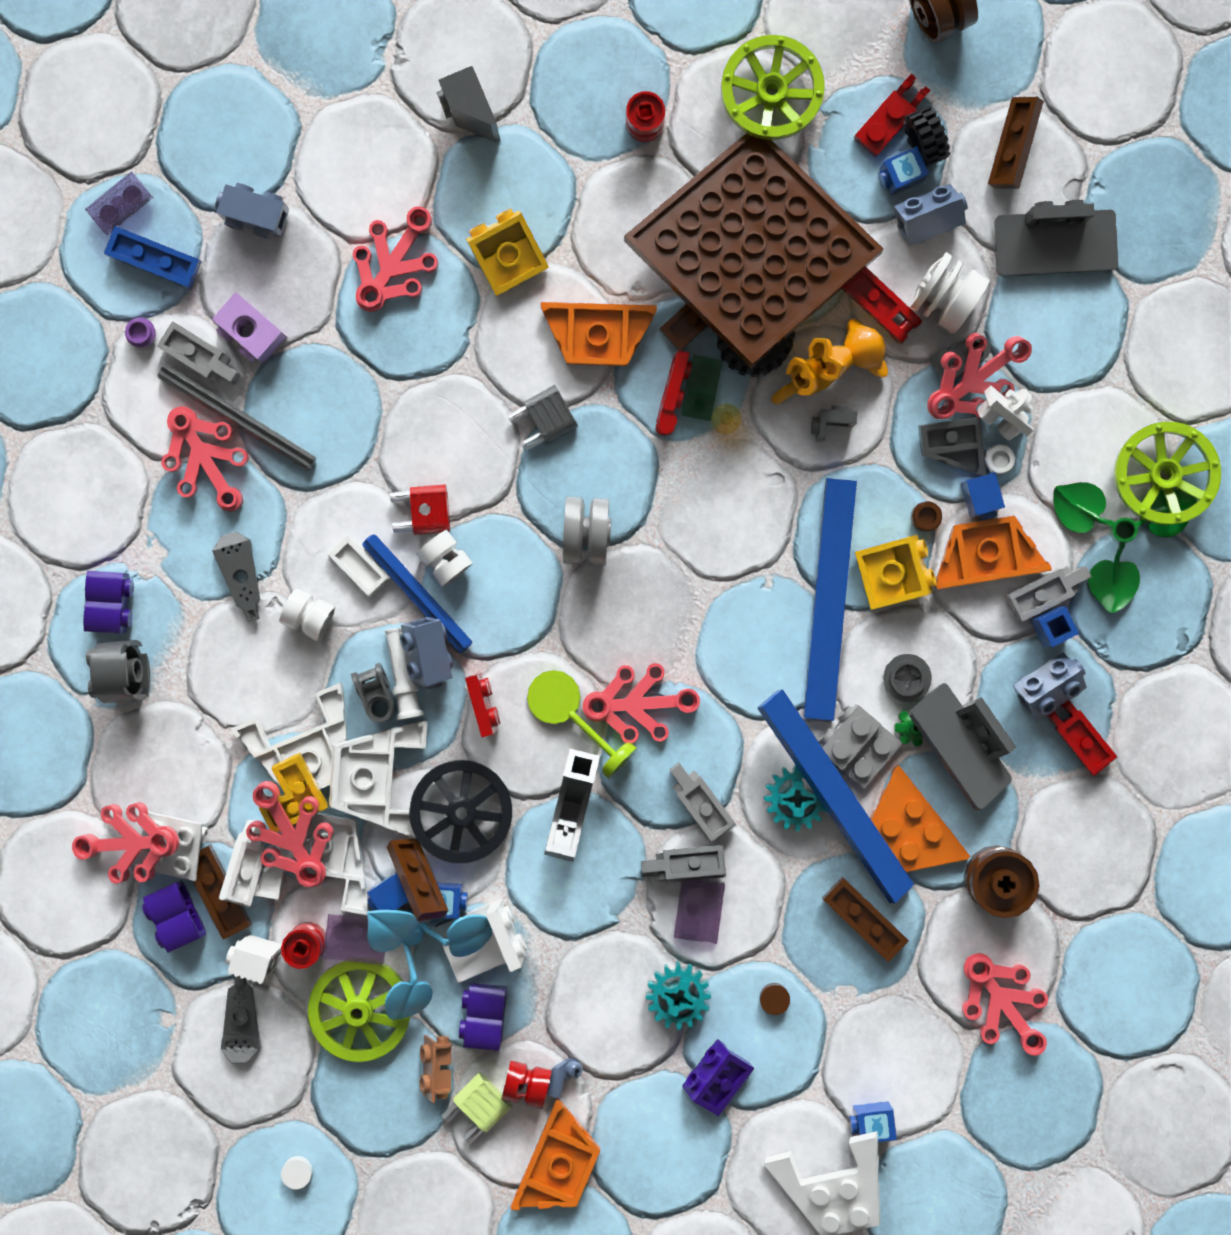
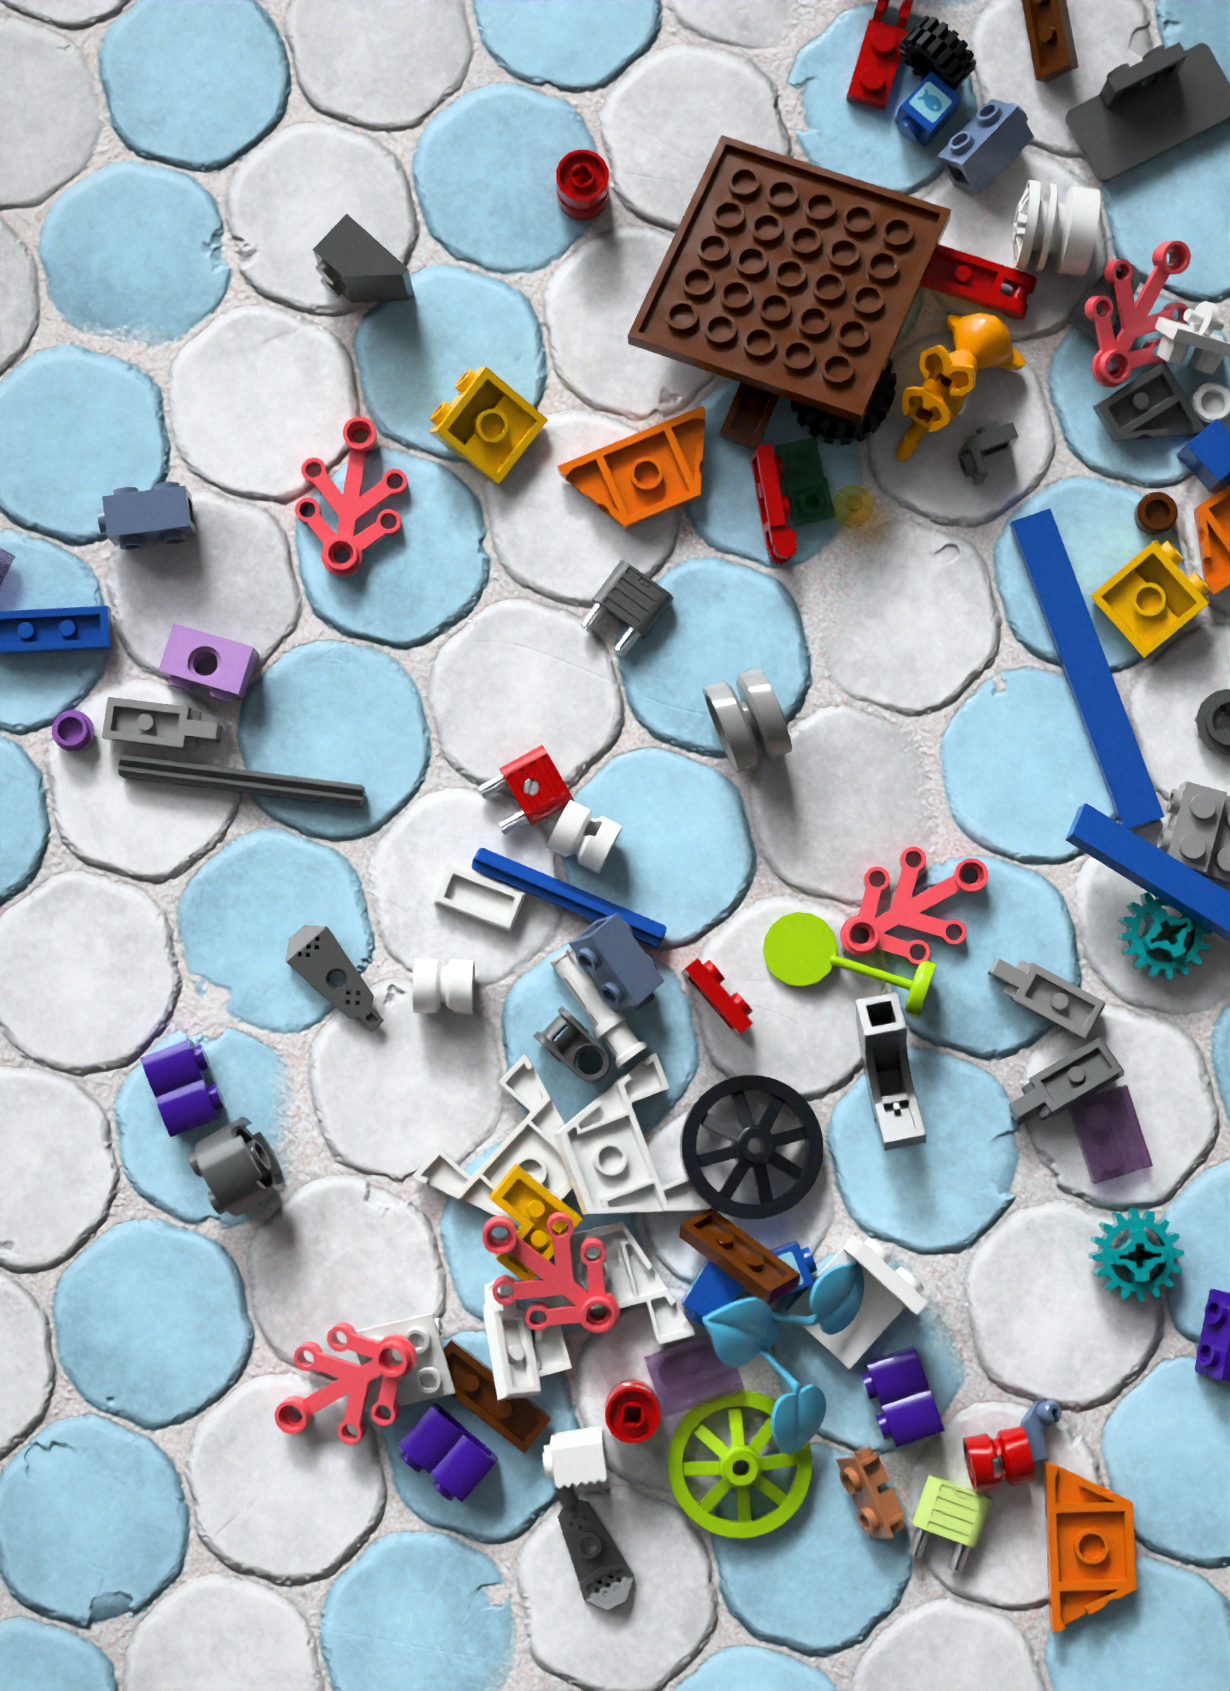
camera: 30 degrees left, 5 degrees down
(202, 454) = (218, 846): coral plant -> none
(772, 81) = (721, 74): lime wheel -> none

